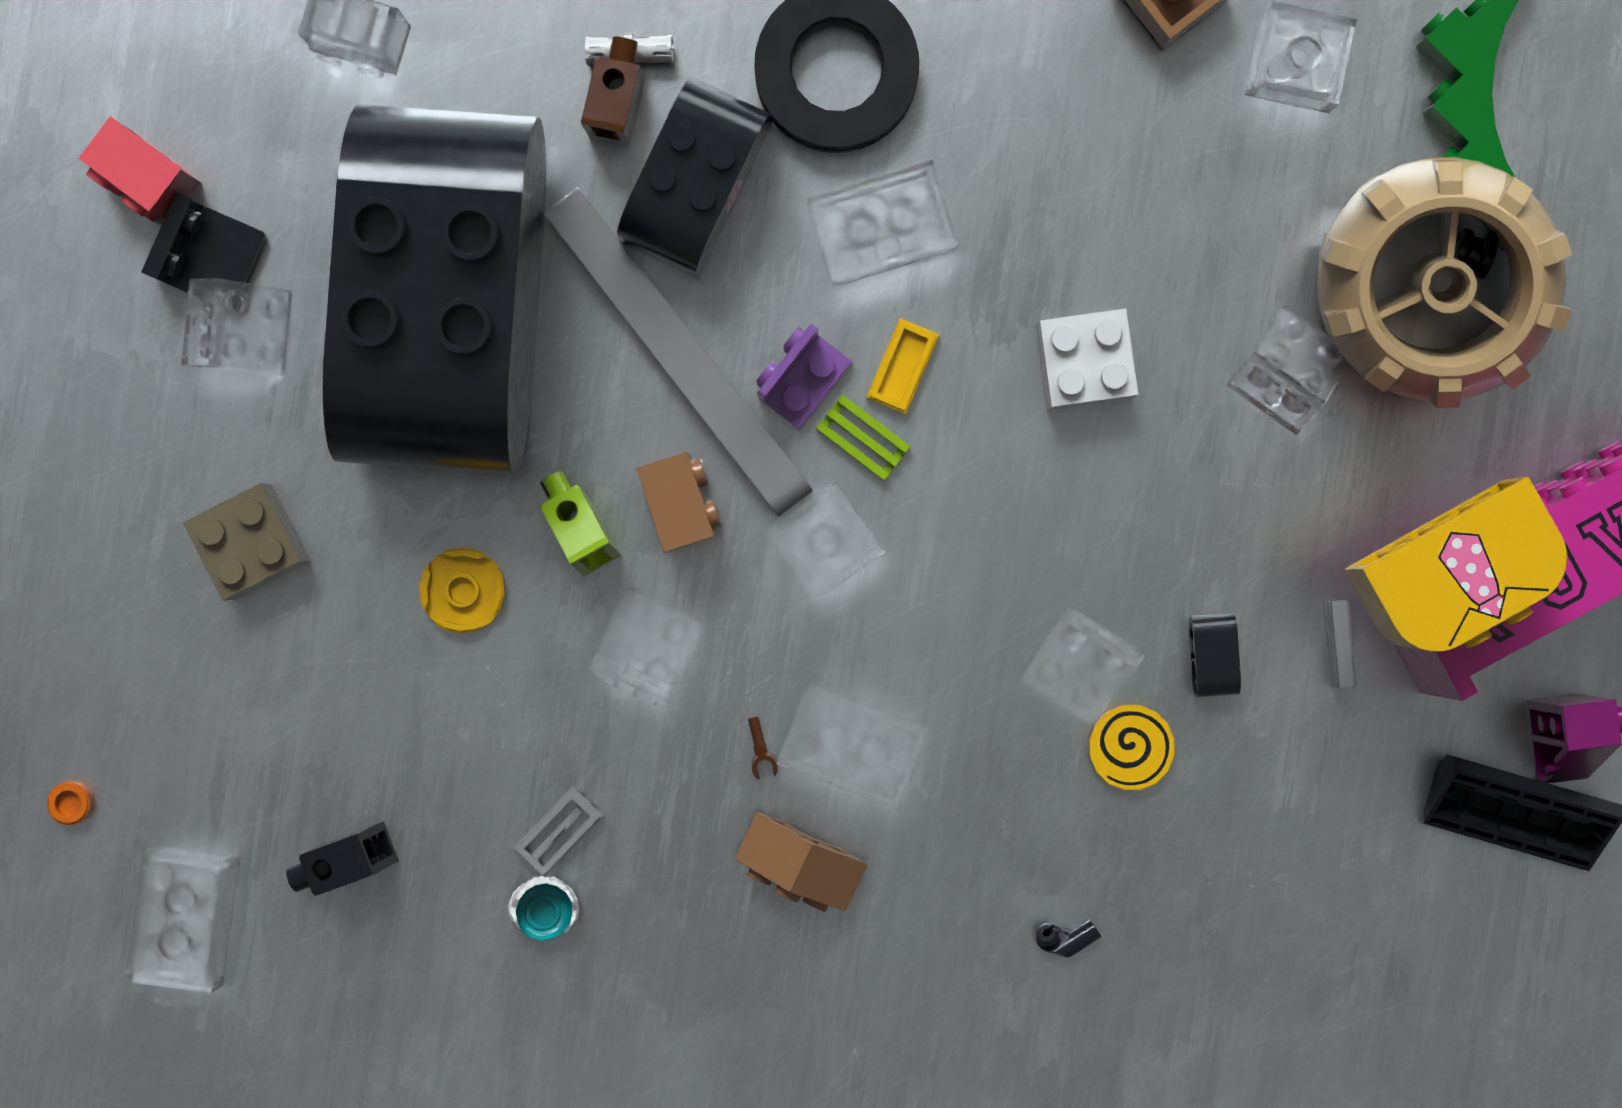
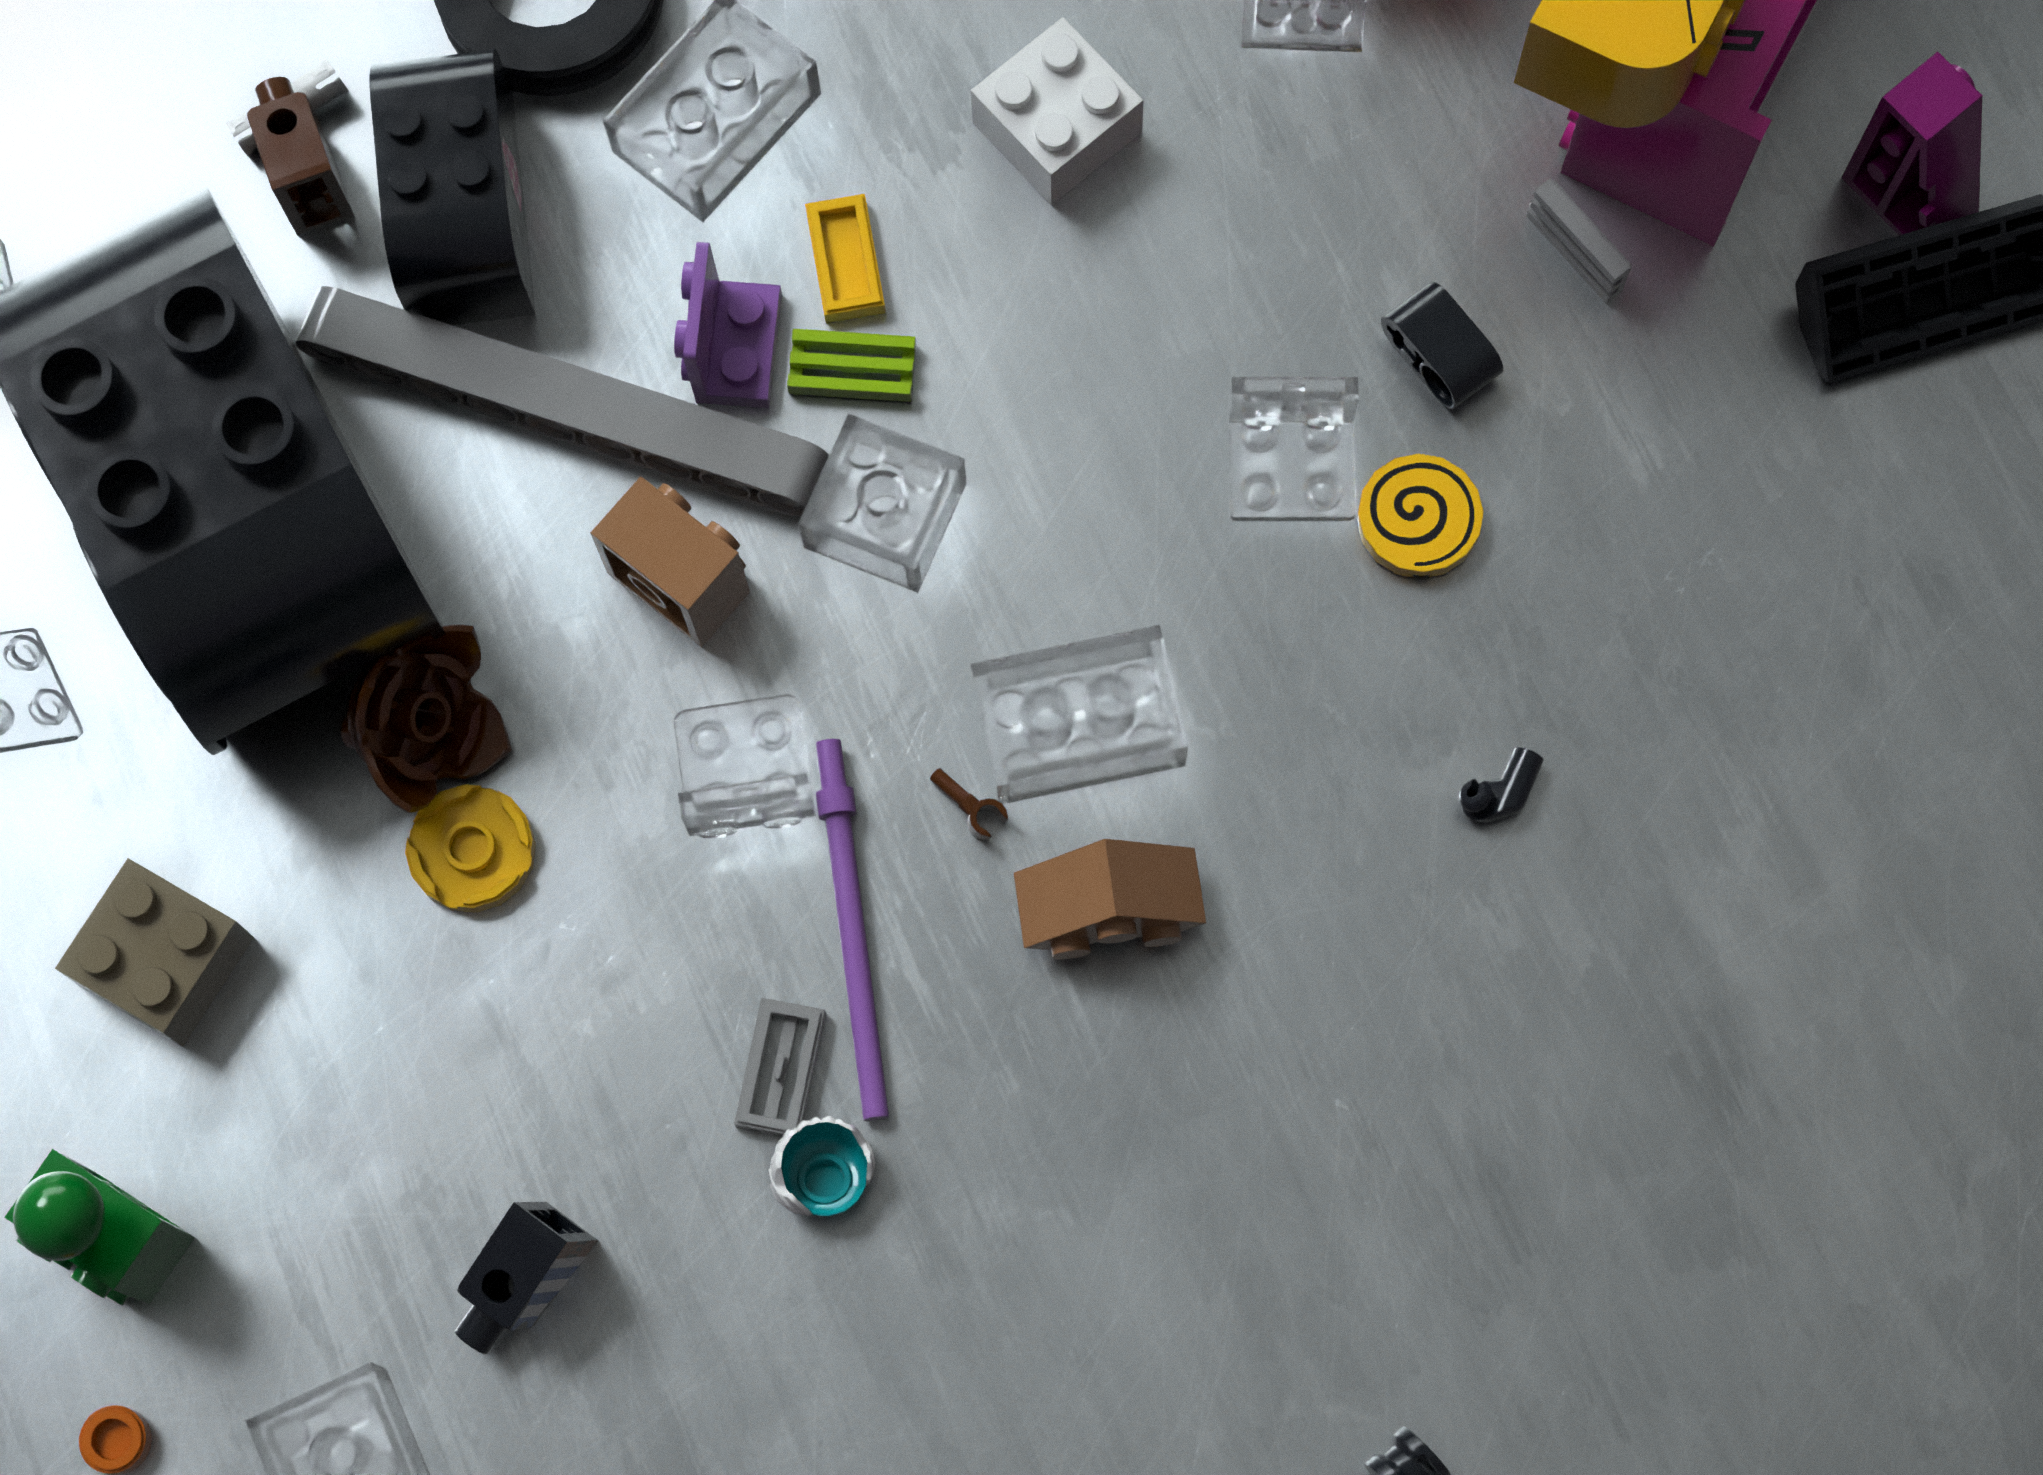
camera: 30 degrees left, 15 degrees down
(120, 690) = (88, 1221): none -> green brick
(477, 509) = (423, 719): none -> reddish brown brick
(585, 536) = (568, 670): lime torso -> none
(683, 702) = (836, 808): none -> medium lavender bar

